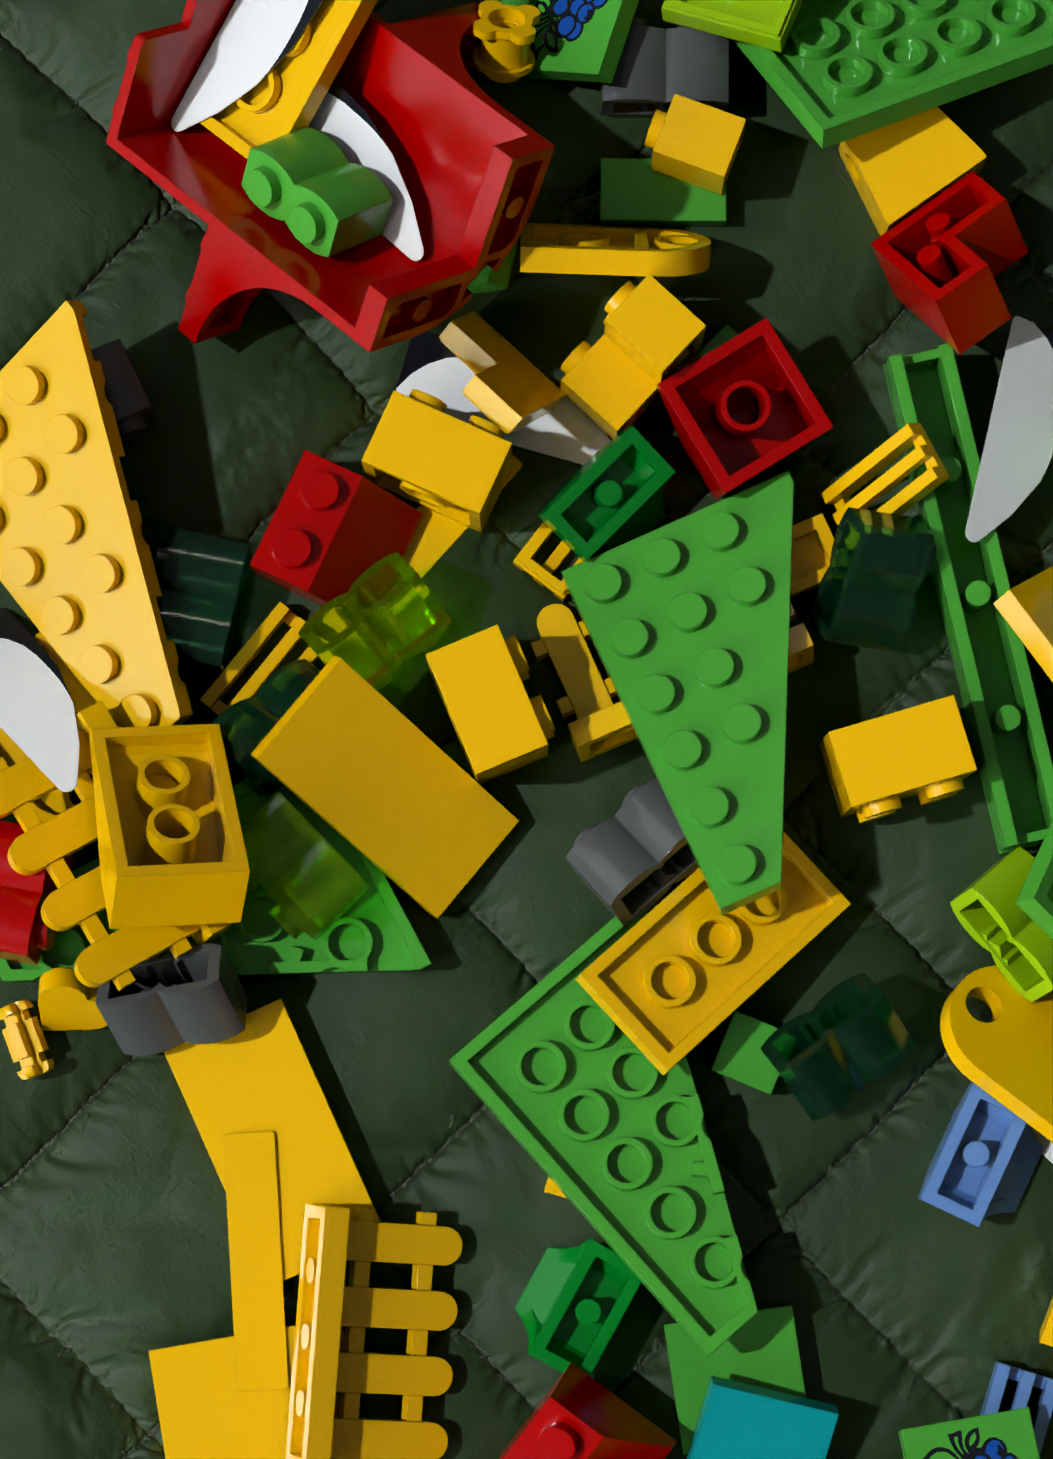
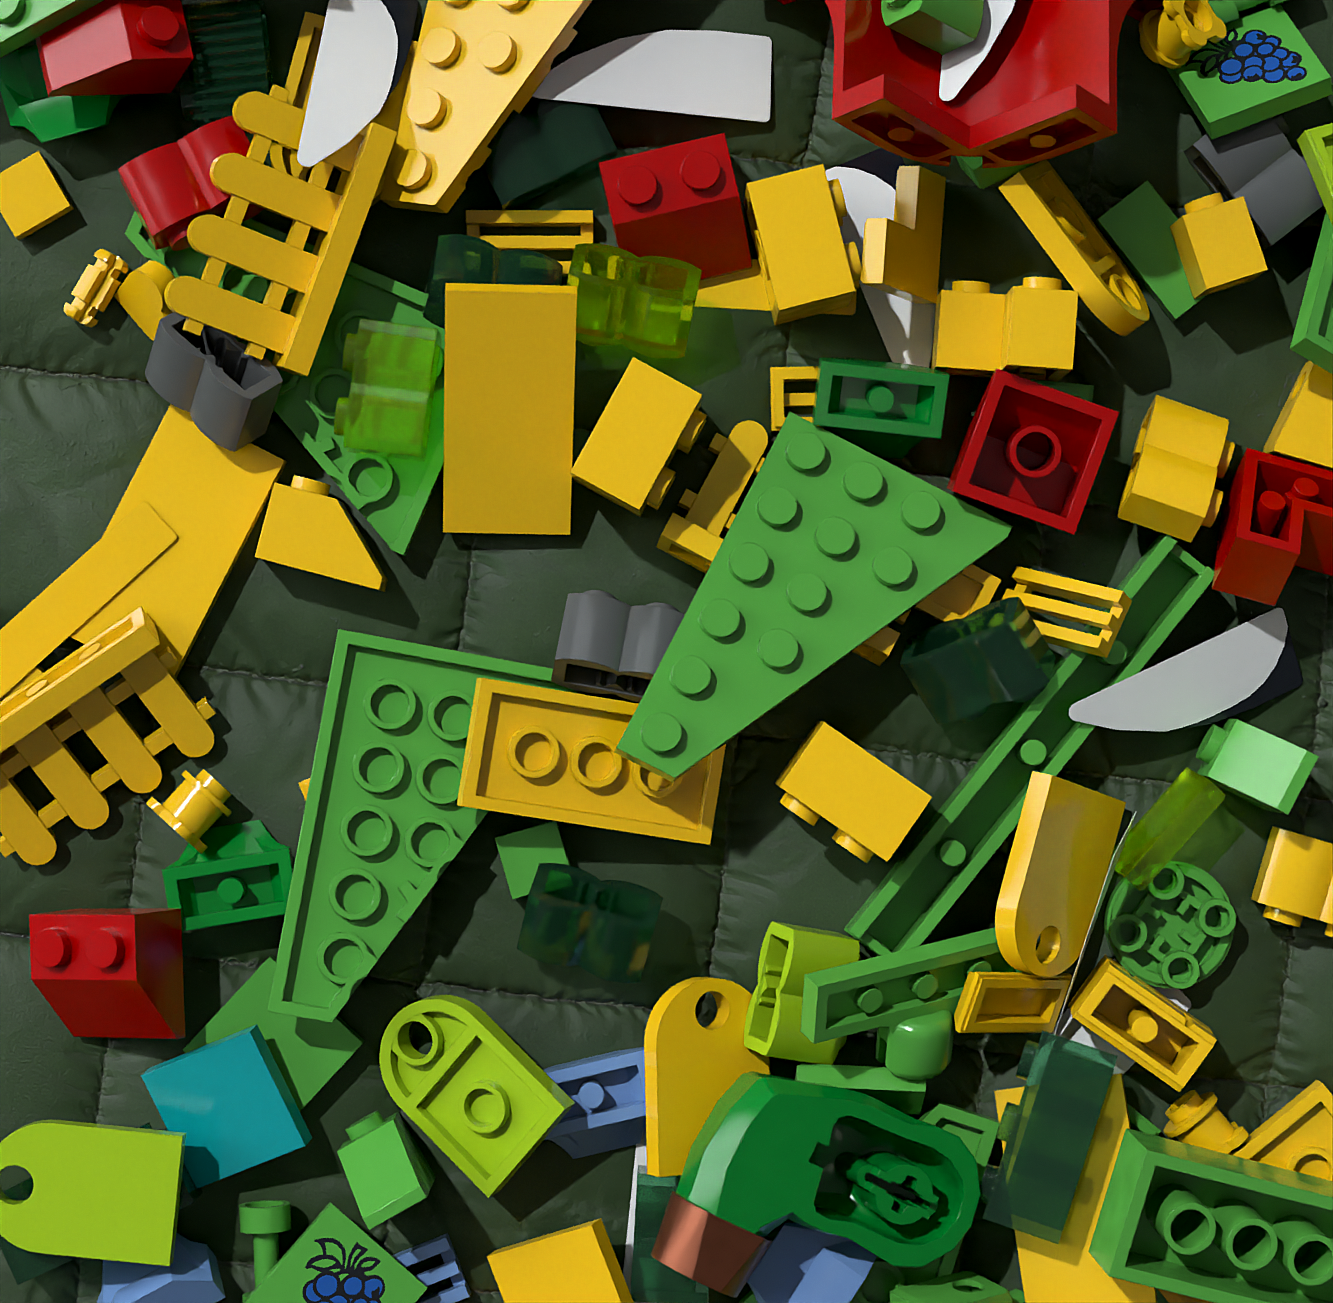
camera: 50 degrees right, 5 degrees up
(167, 826) = (336, 263): yellow slope -> none
(223, 455) = (672, 73): none -> white sticker
(361, 1019) = (316, 535): none -> yellow slope
(497, 1289) = (193, 807): none -> yellow brick
(844, 310) = (1176, 469): none -> yellow brick
(899, 1246) = (472, 1090): none -> lime tile
(904, 1364) = (384, 1167): none -> bright green slope

